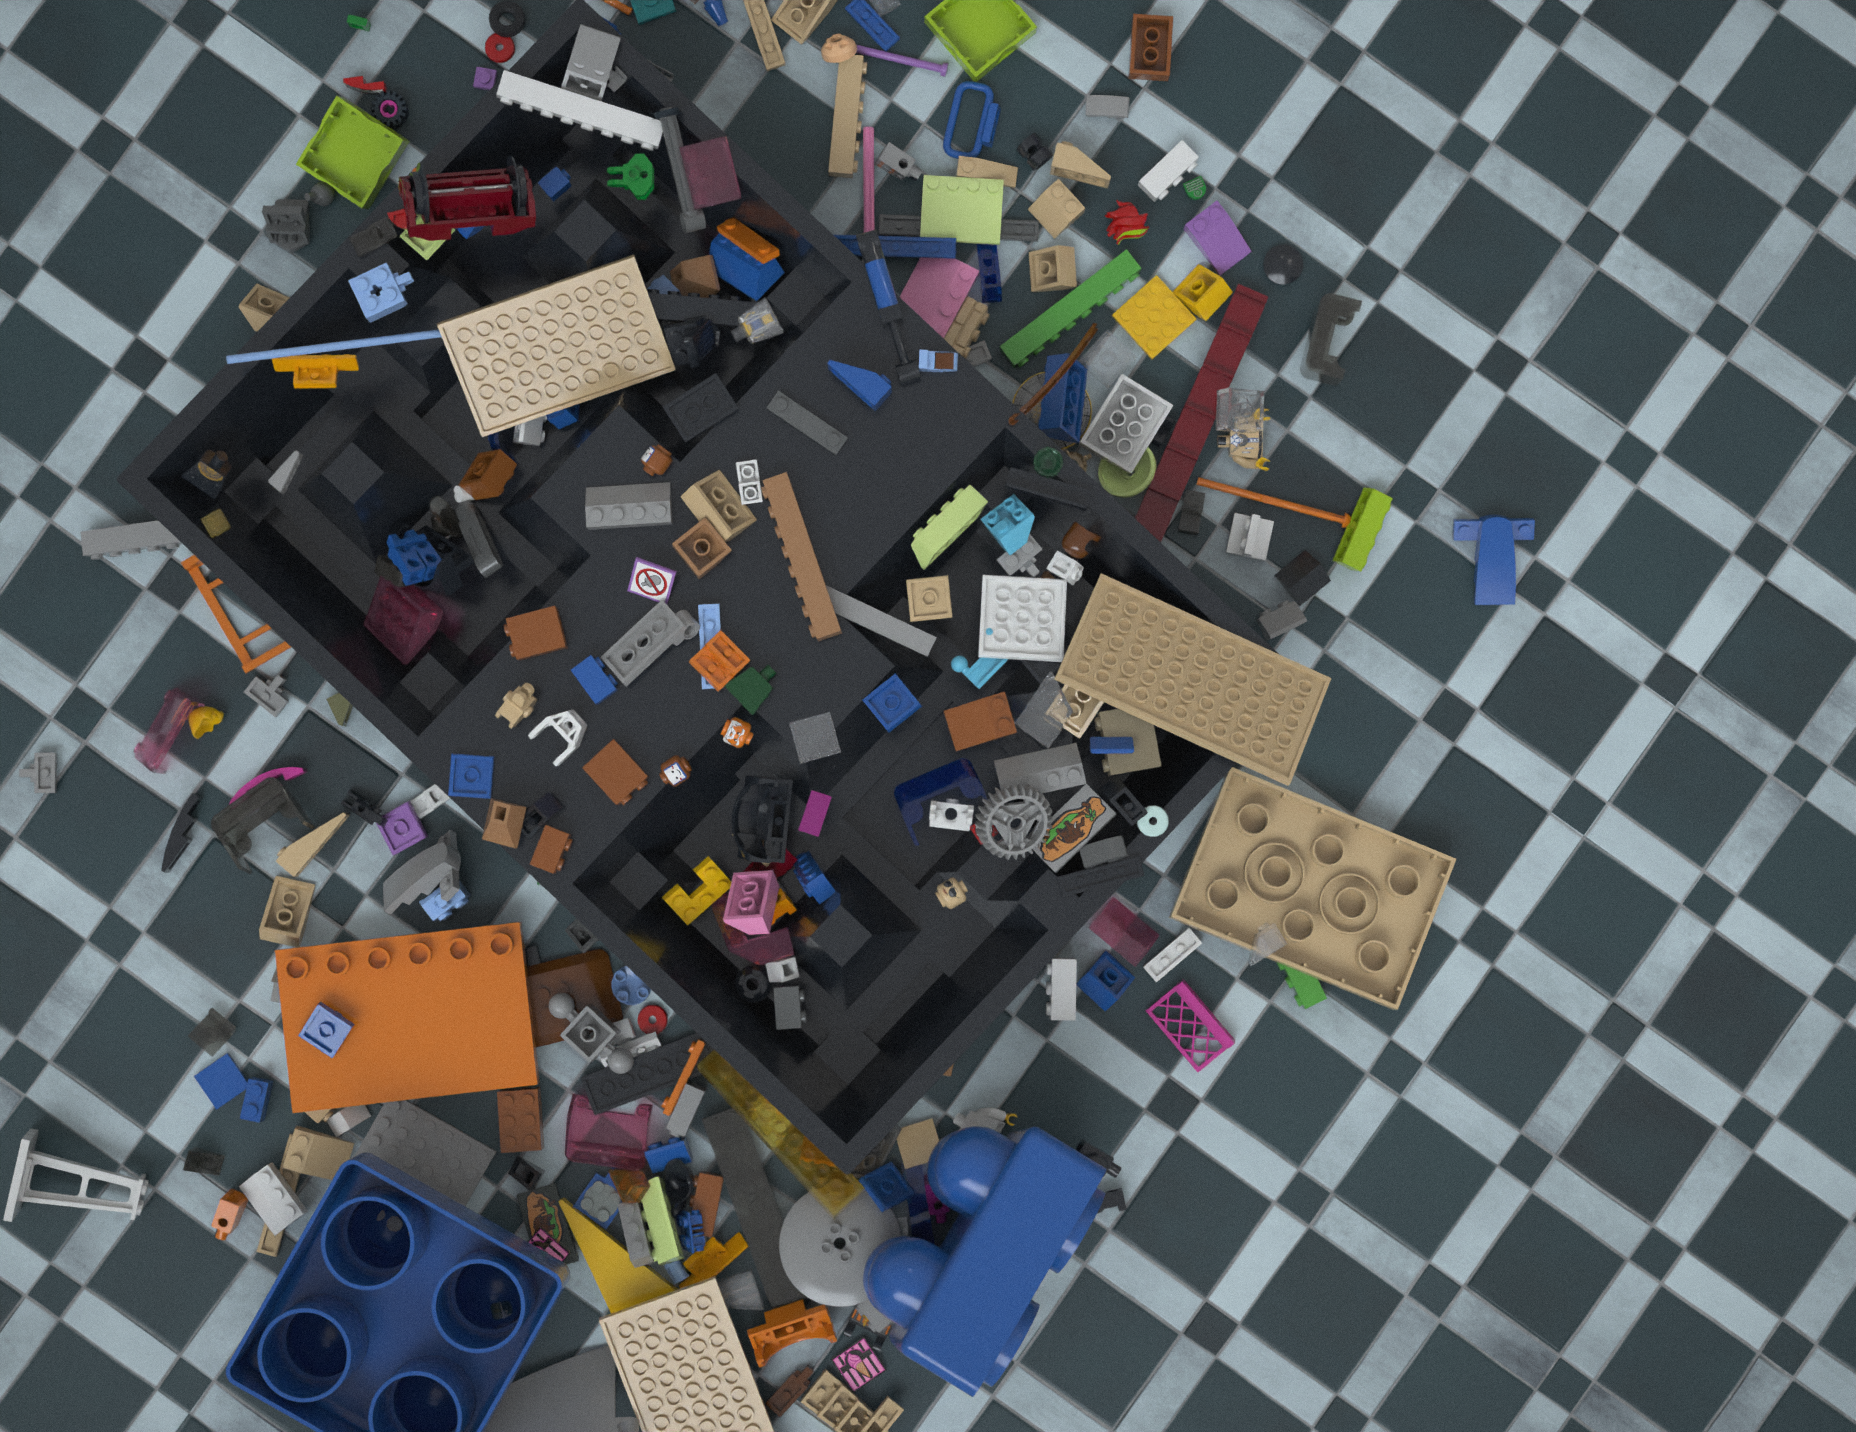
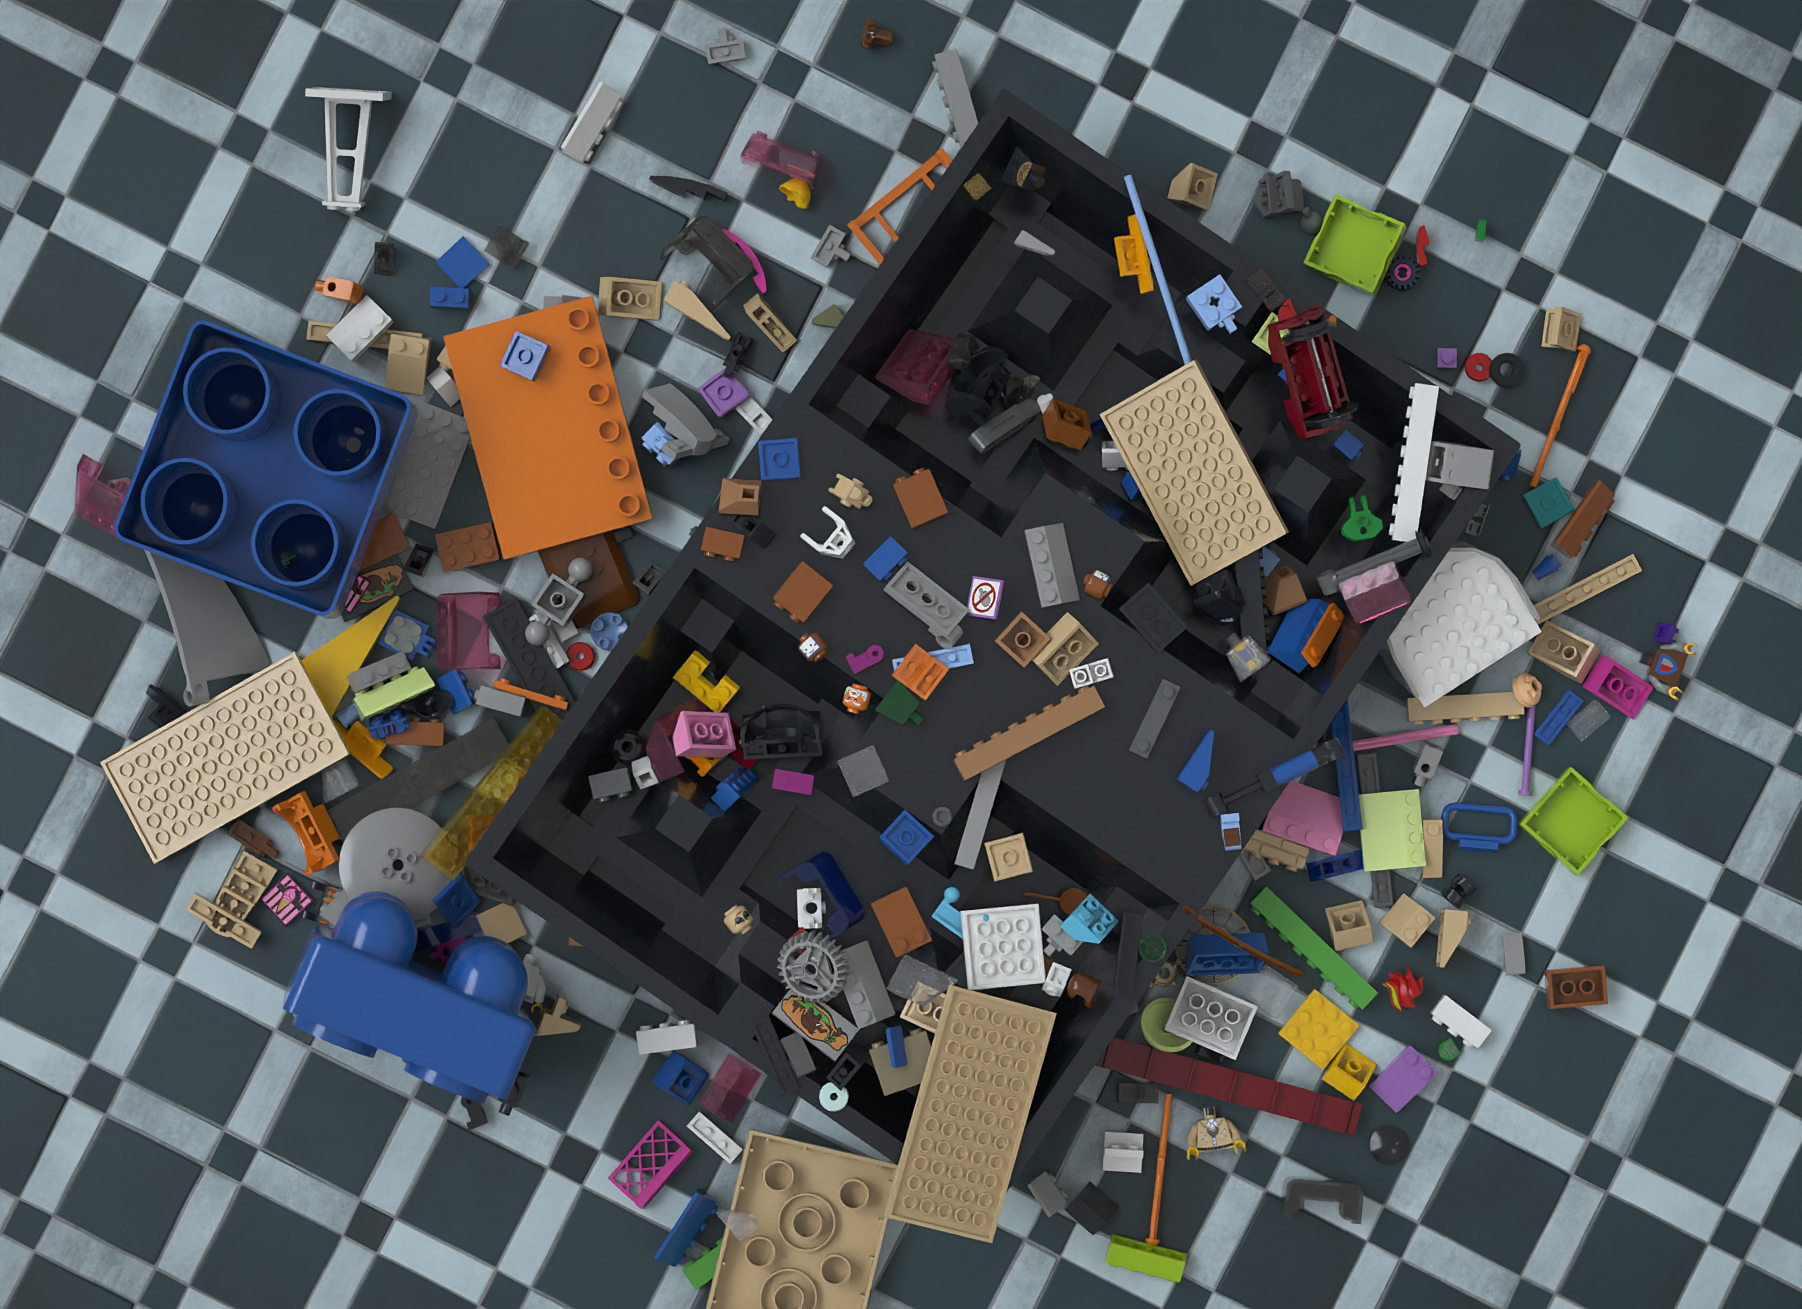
camera: 85 degrees right, 0 degrees up
(53, 614) = (874, 35): none -> reddish brown gear
(96, 923) = (591, 123): none -> white slope
(336, 769) = (769, 322): none -> tan slope
(413, 557) = (977, 369): blue hips -> none
(501, 1206) = (385, 542): none -> dark orange brick
(630, 1184) = (423, 660): clear orange slope -> none
(698, 717) = (872, 656): none -> magenta leg
(760, 98) = (1459, 624): none -> white piece
(875, 661) = (942, 816): none -> dark grey tile
(948, 525) = (1080, 864): yellowish green slope -> none
(985, 547) = (1068, 901): none -> dark orange piece
(1026, 1102) = (555, 1021): none -> tan piece
(1239, 410) = (1239, 1123): clear brick -> none
(1262, 999) = (686, 1228): none -> blue slope

